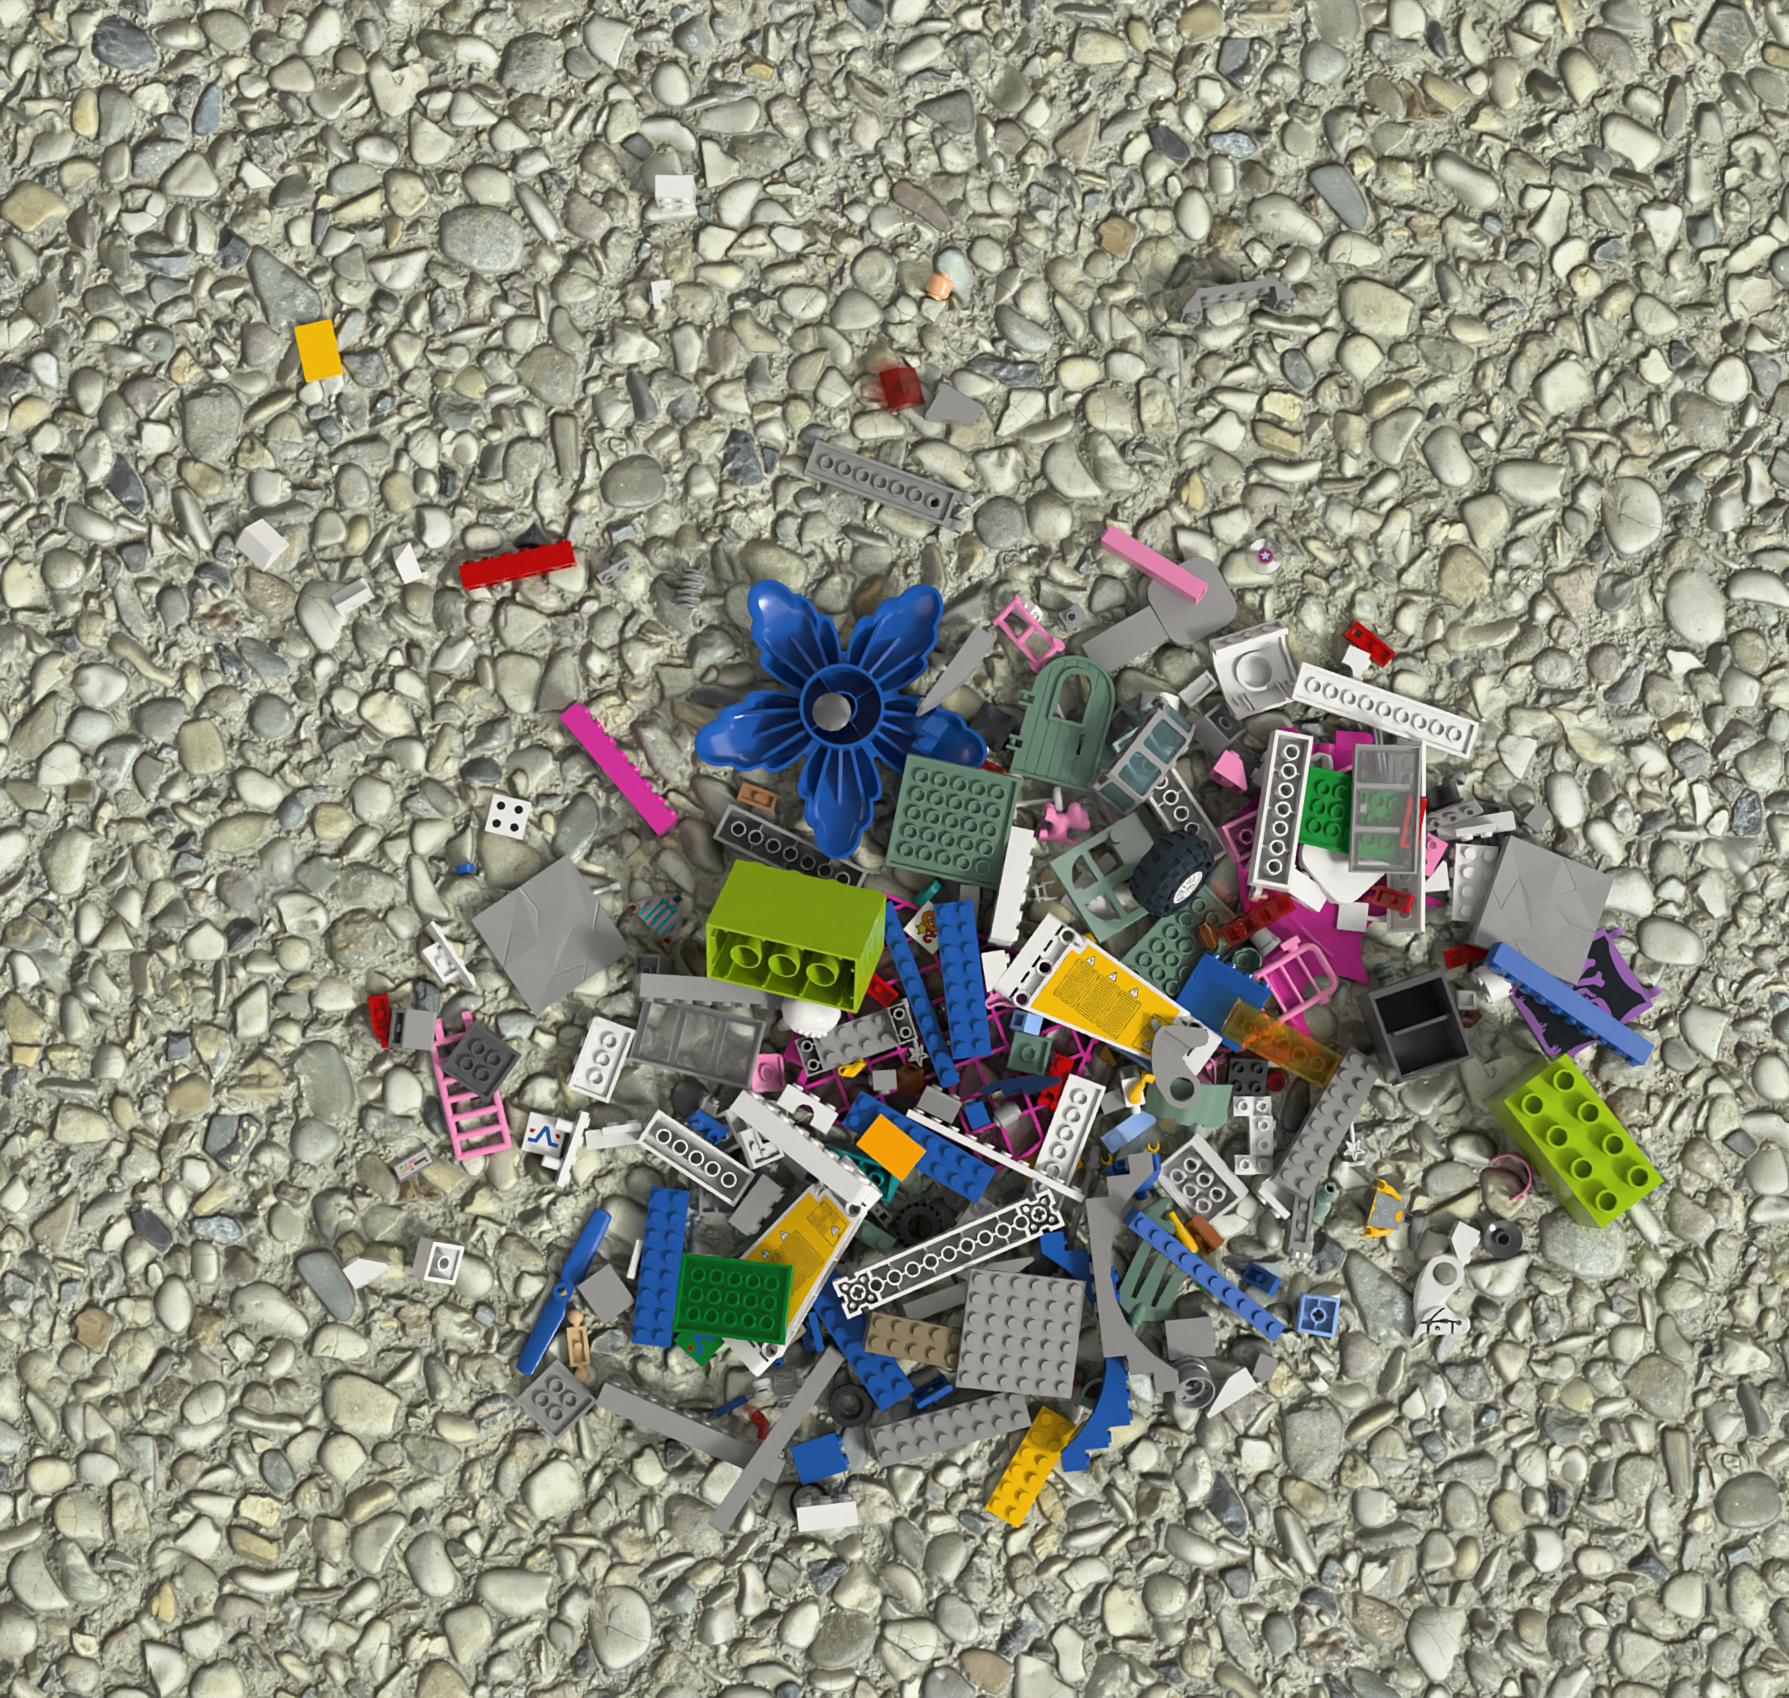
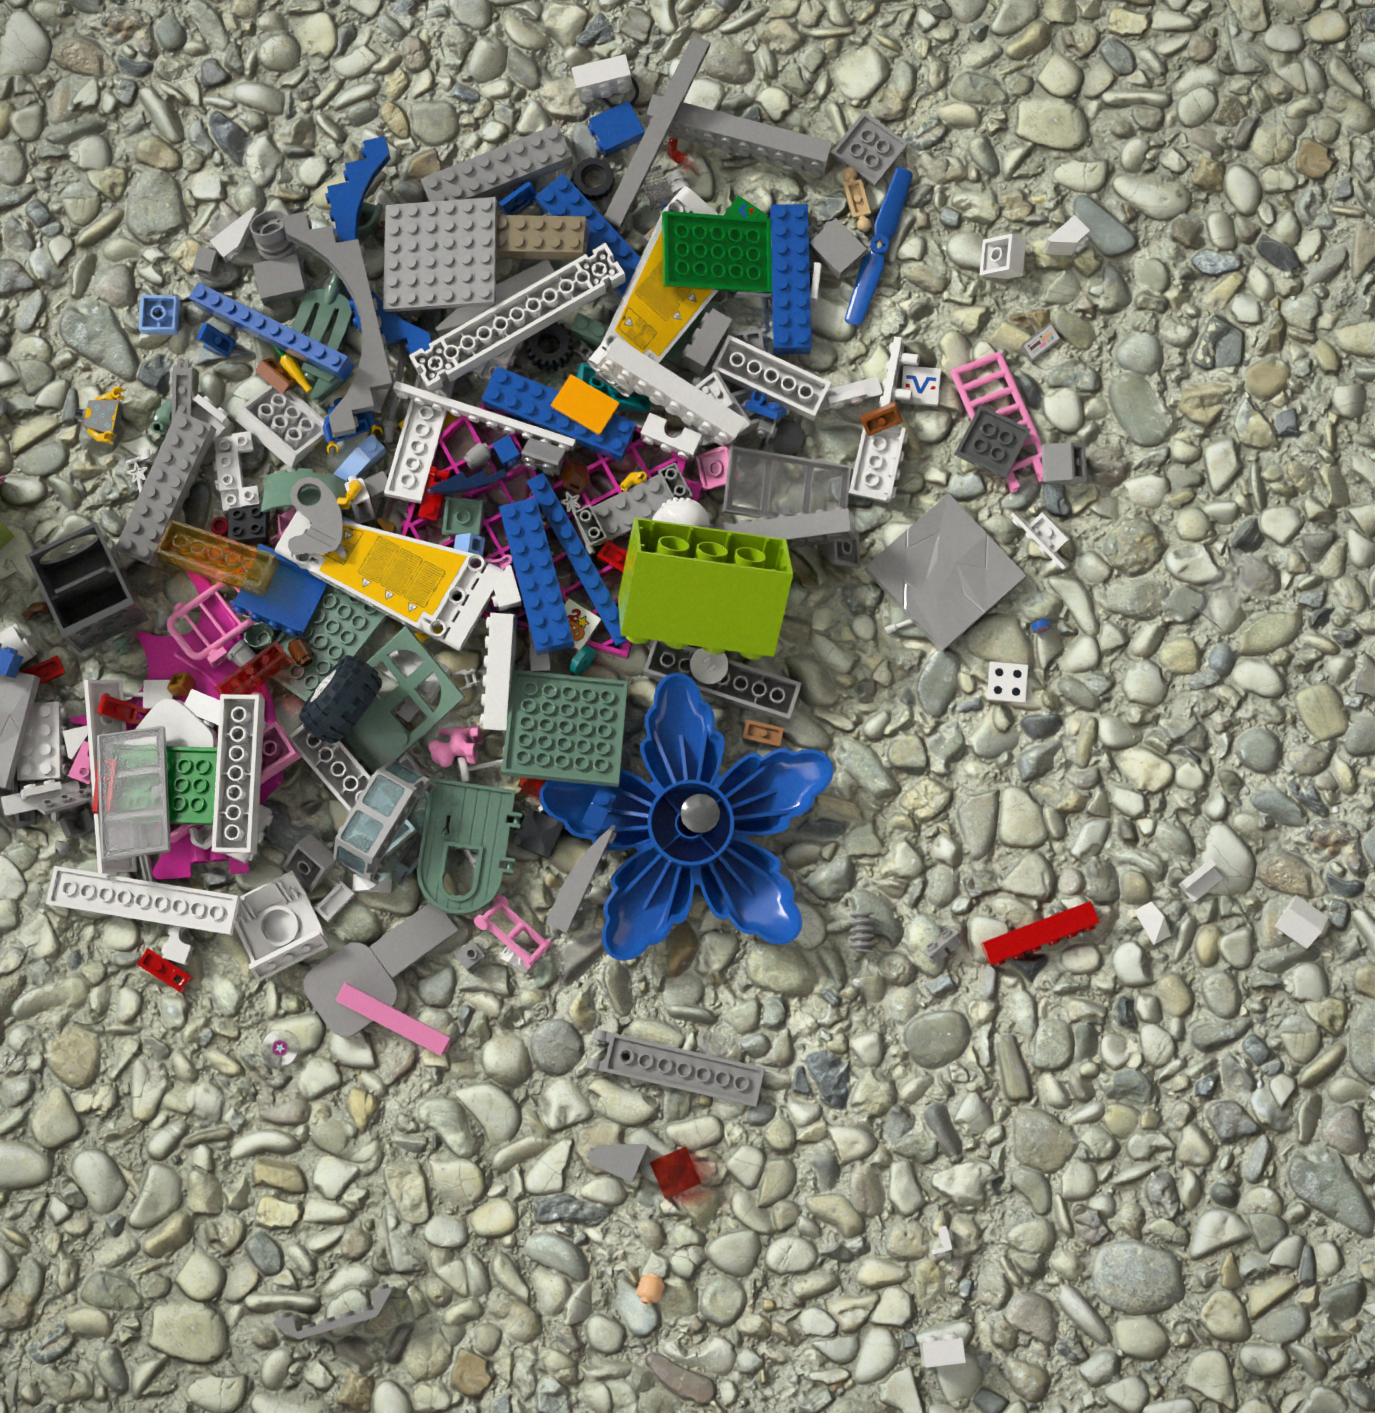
camera: 175 degrees right, 5 degrees down
(318, 350) = (1283, 1131): yellow tile -> none
(381, 1017) = (1096, 473): red hinge -> none
(590, 1101) = (881, 418): none -> dark orange slope
(615, 764) = (904, 738): dark pink brick -> none
(660, 915) = (841, 604): torso -> none
(730, 1406) = (705, 165): blue piece -> none
(803, 861) = (708, 667): none -> white piece
(812, 1337) = (636, 232): blue bracket -> none
(883, 1081) = (601, 471): light grey brick -> none
(1030, 1466) = (417, 147): yellow plate -> none
(1229, 773) = (295, 816): bright pink slope -> none
(1328, 921) = (181, 684): none -> pearl gold slope
(1429, 1298) = (51, 343): white animal -> none
(1462, 1240) = (24, 401): white slope -> none
(1466, 999) = (38, 629): white tile -> none

